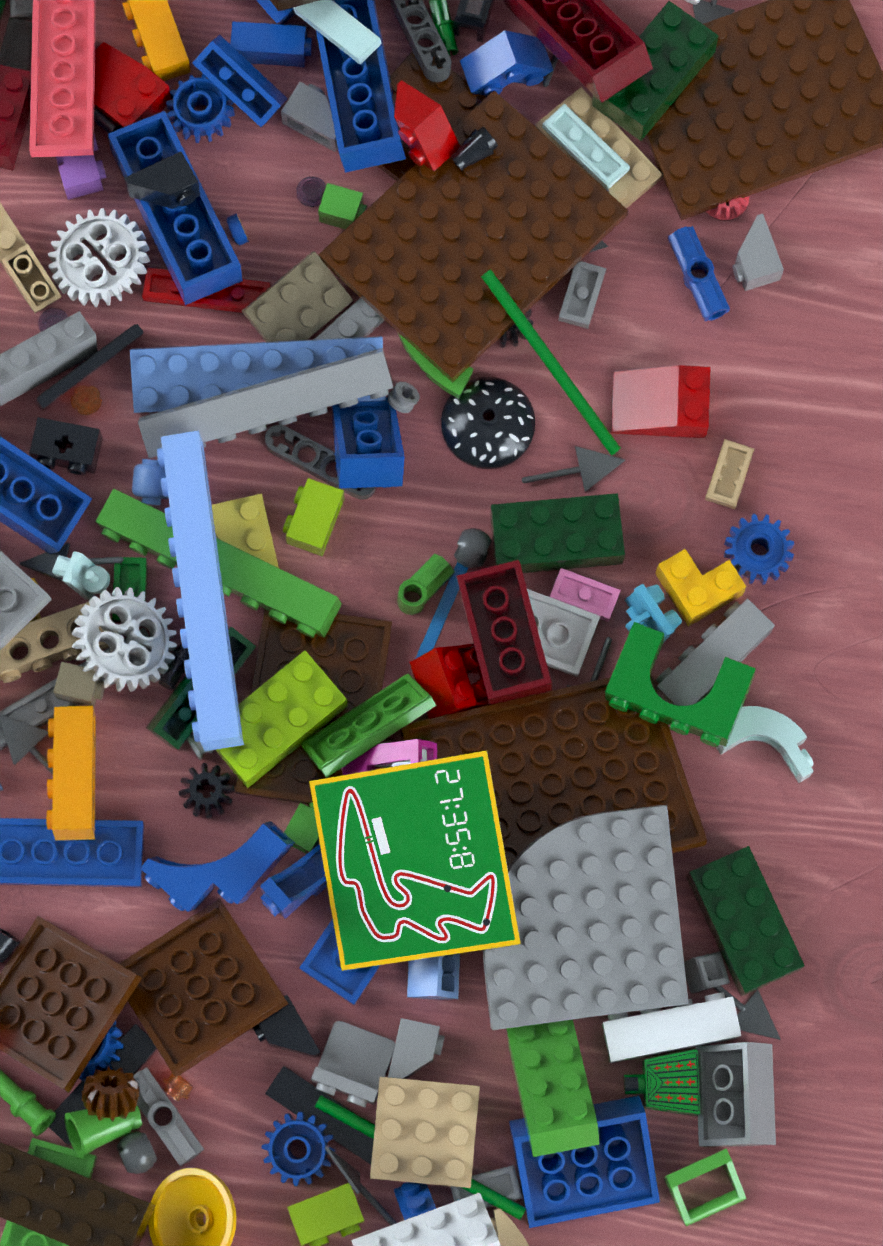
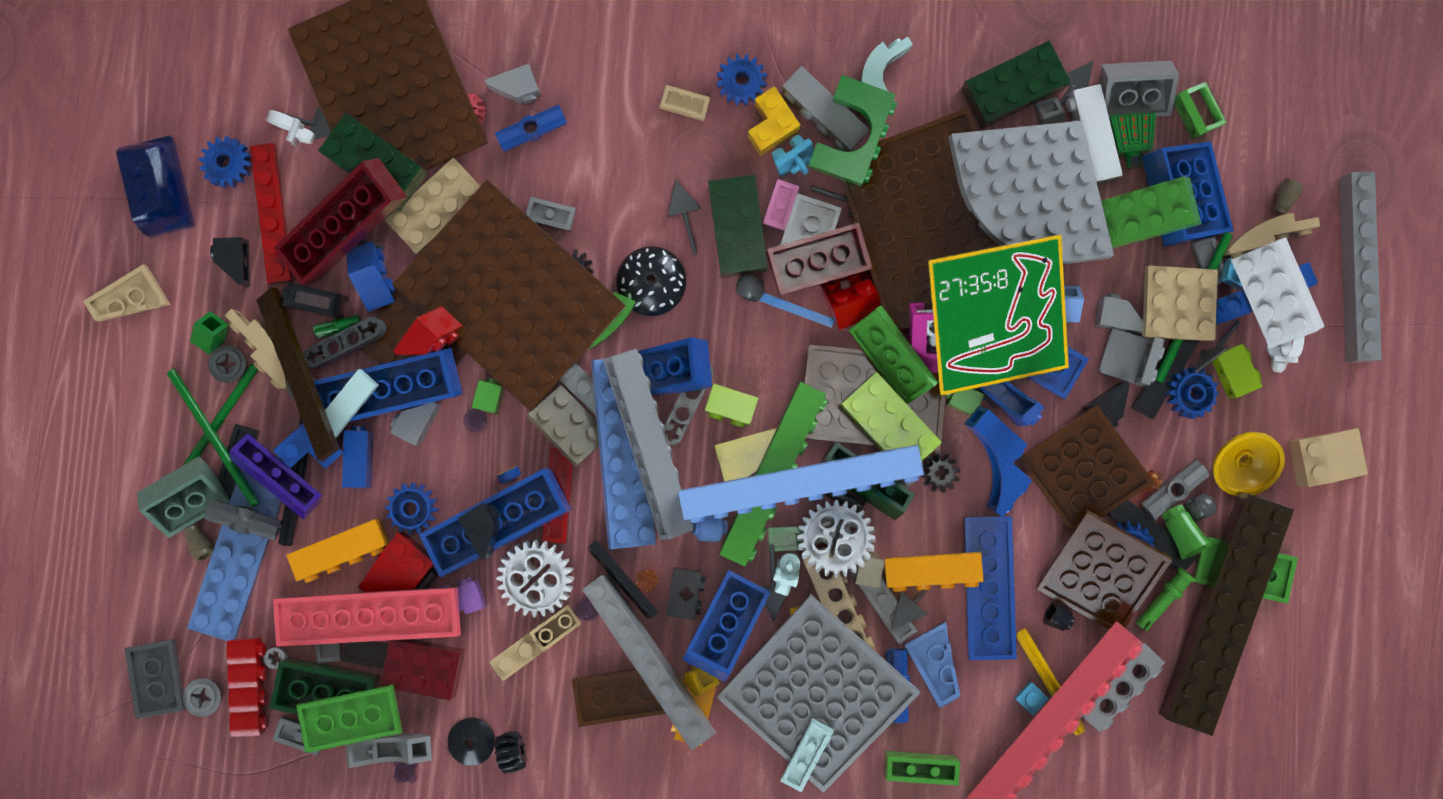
camera: 90 degrees left, 10 degrees up
(110, 1094) = (1171, 533): reddish brown gear -> none
(239, 80) = (391, 478): blue brick -> none
(403, 397) = (636, 337): light grey bush -> none
(425, 584) = (777, 320): bright green piece -> none
(475, 148) = (443, 294): black cone -> none
(550, 362) = (607, 234): green piece -> none
(585, 146) = (434, 214): light aqua tile -> none
(662, 401) = (631, 153): slope -> none

